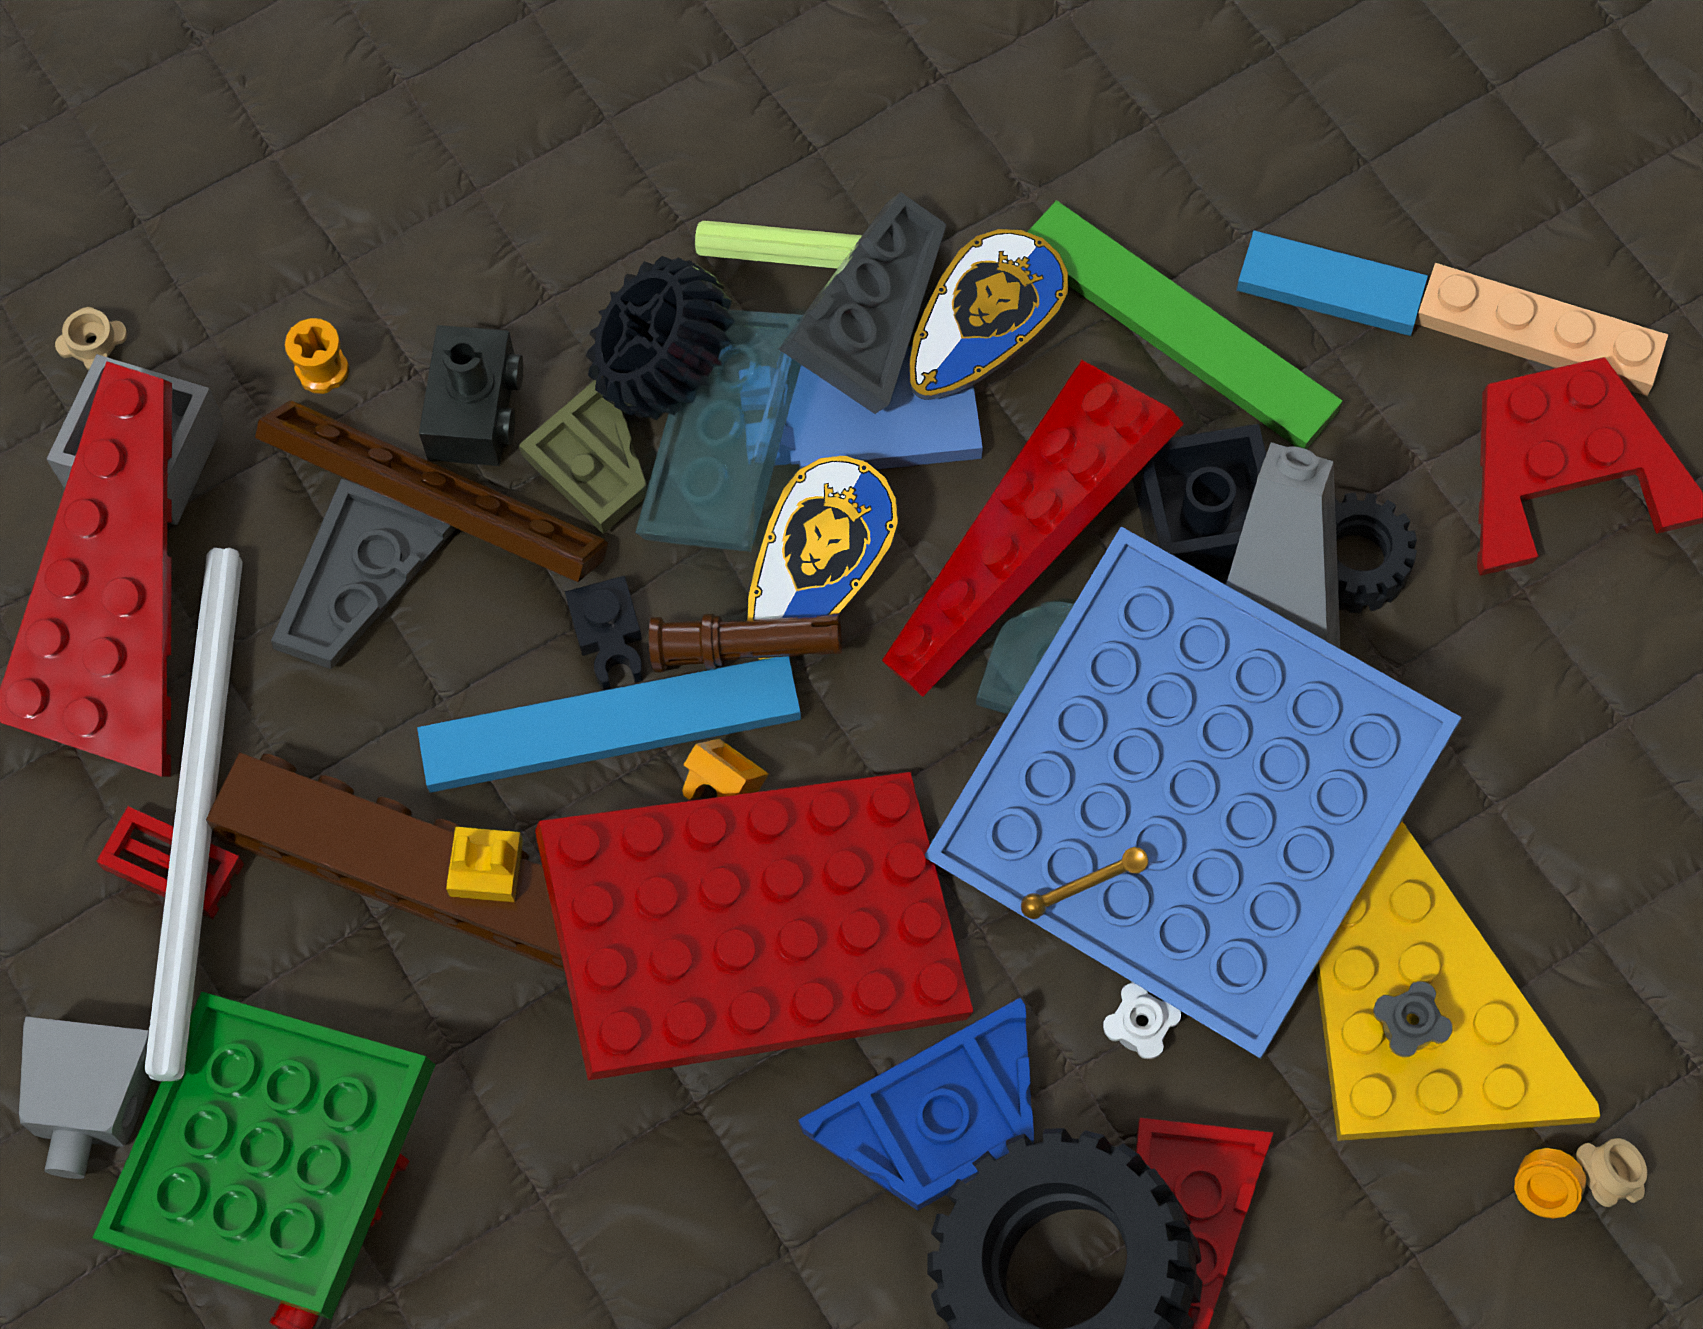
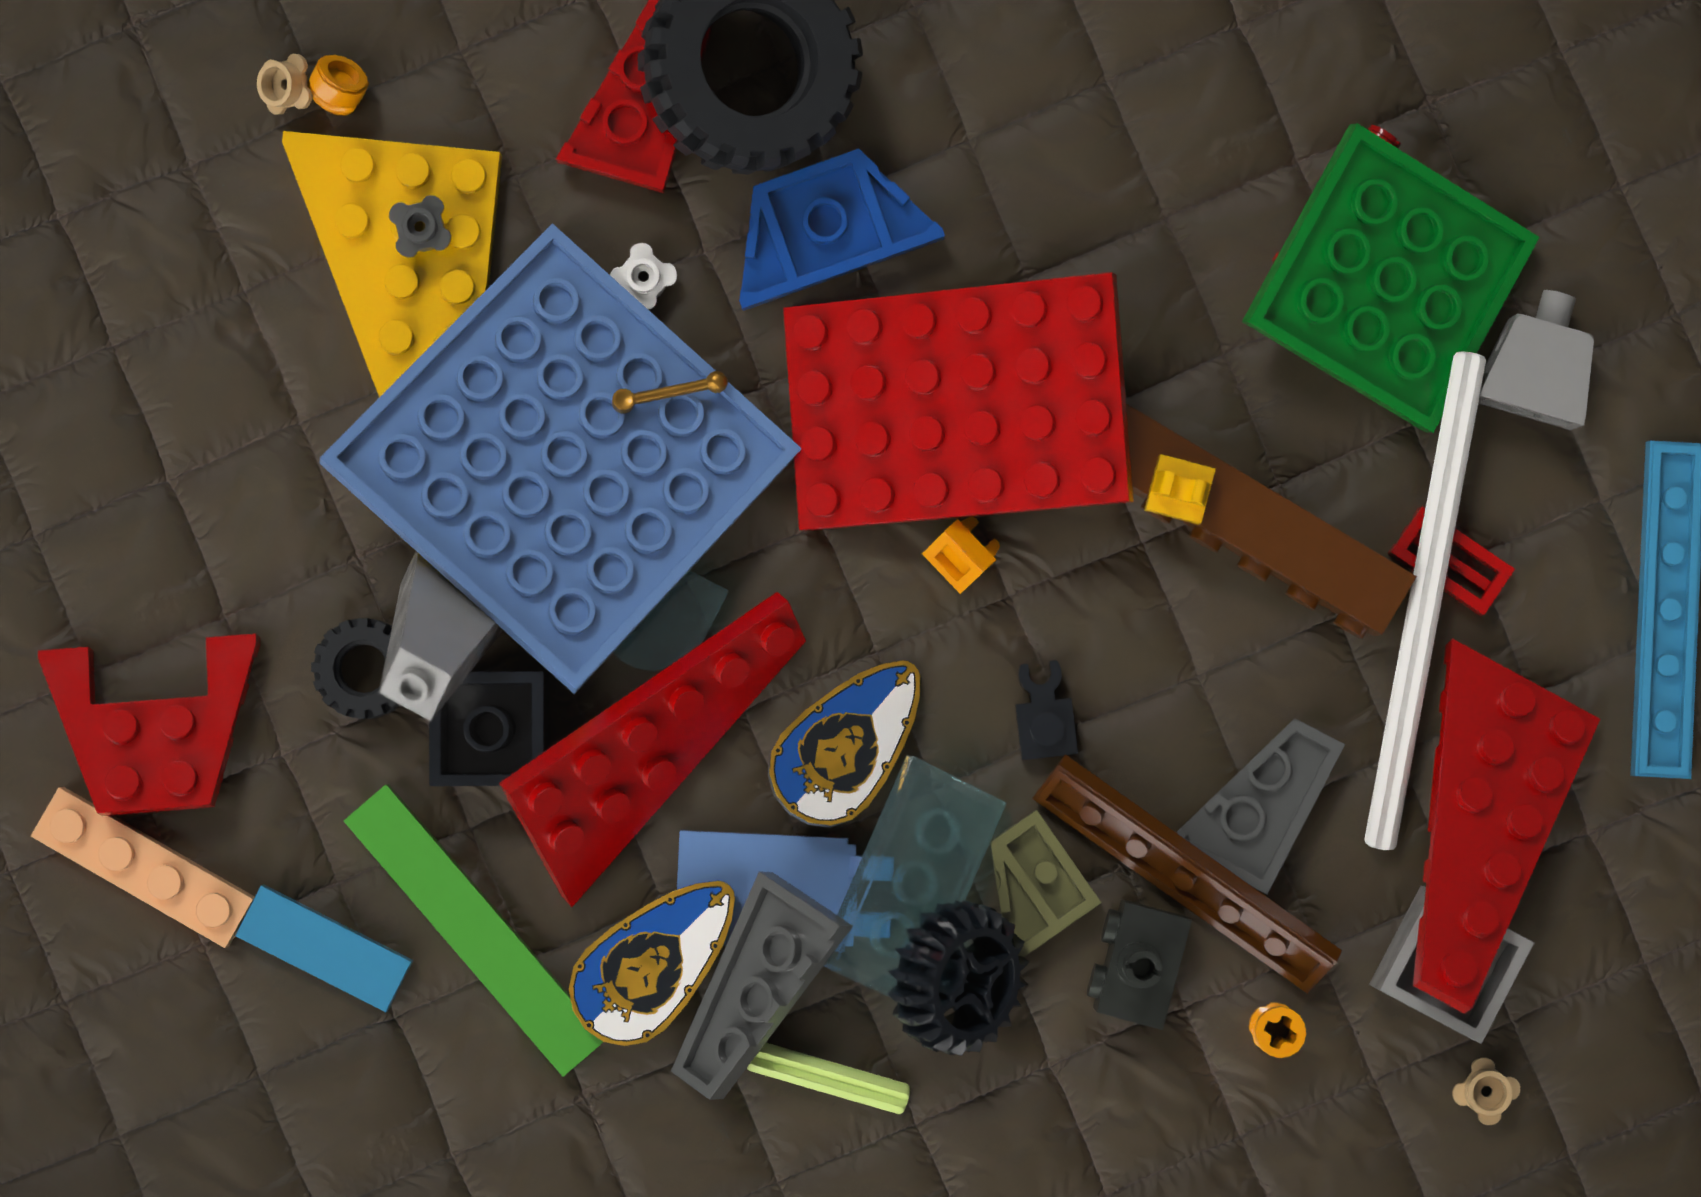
camera: 175 degrees left, 20 degrees up
(608, 723) = (1054, 624): dark azure tile -> none
(715, 641) = (950, 678): reddish brown pin -> none

